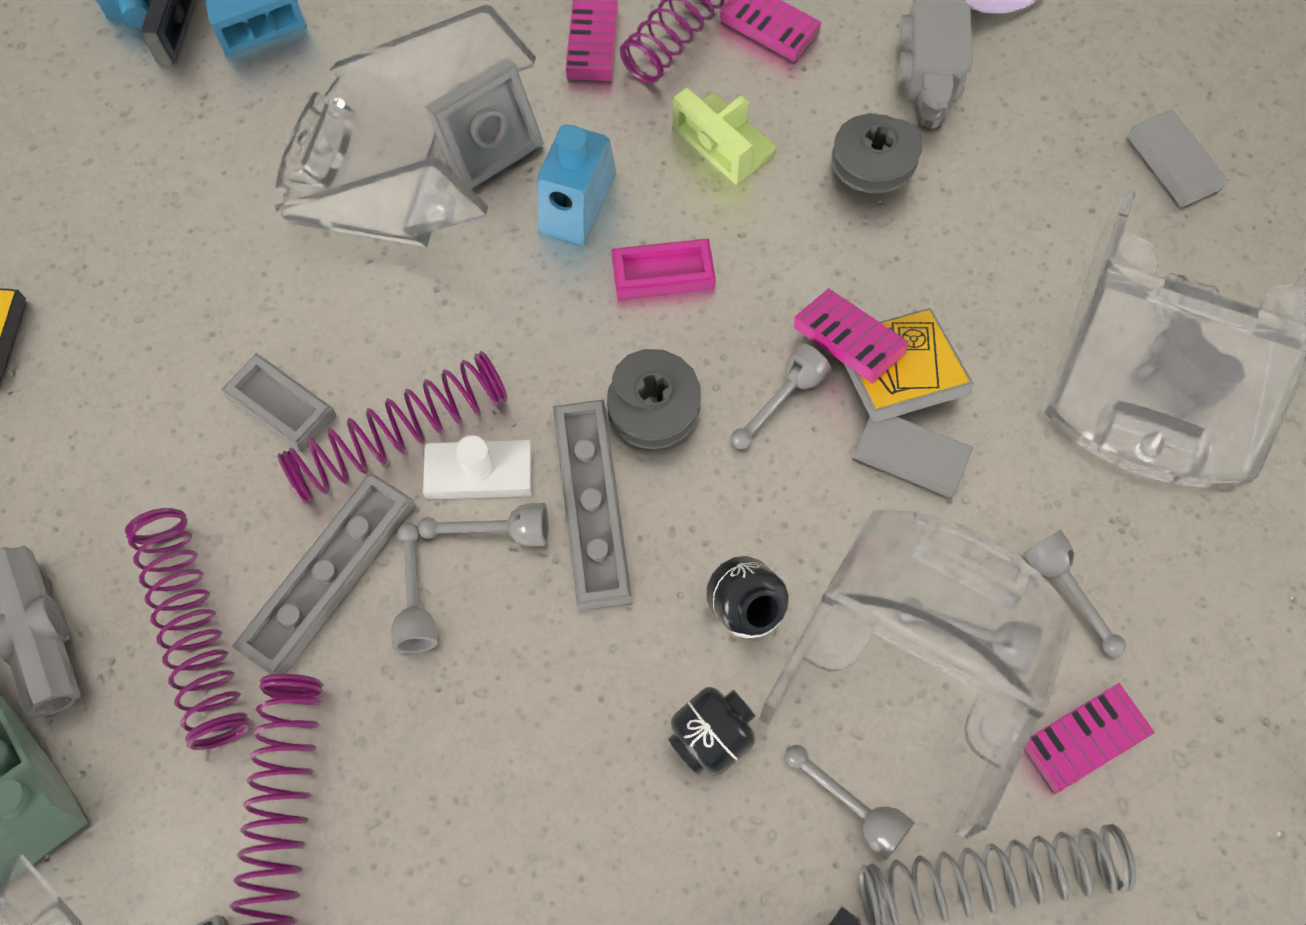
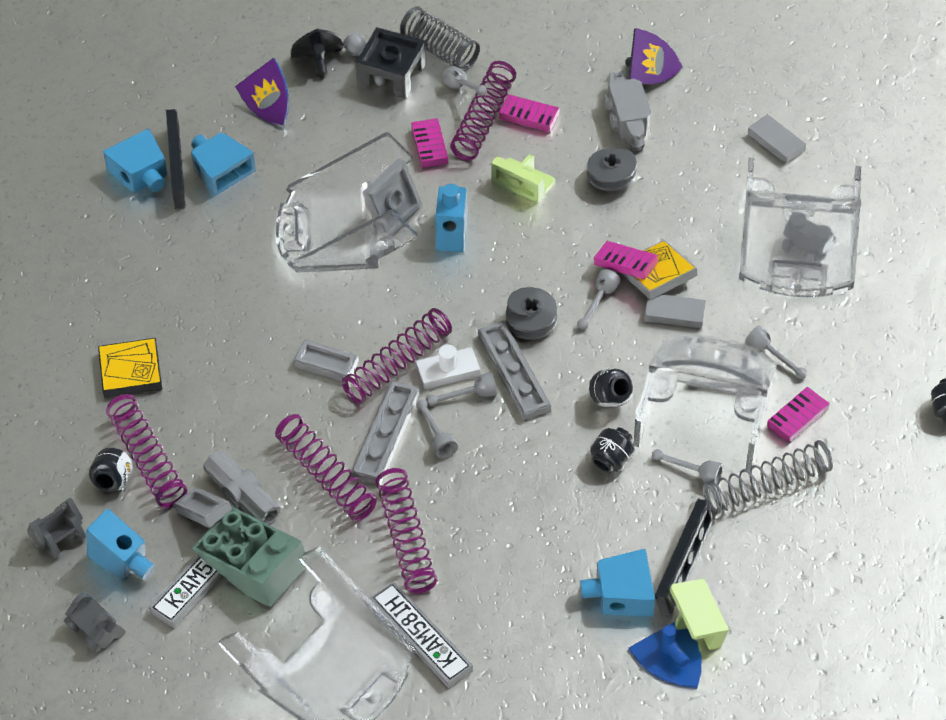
camera: 15 degrees left, 15 degrees down
(663, 269) = (512, 252): dark pink tile -> none

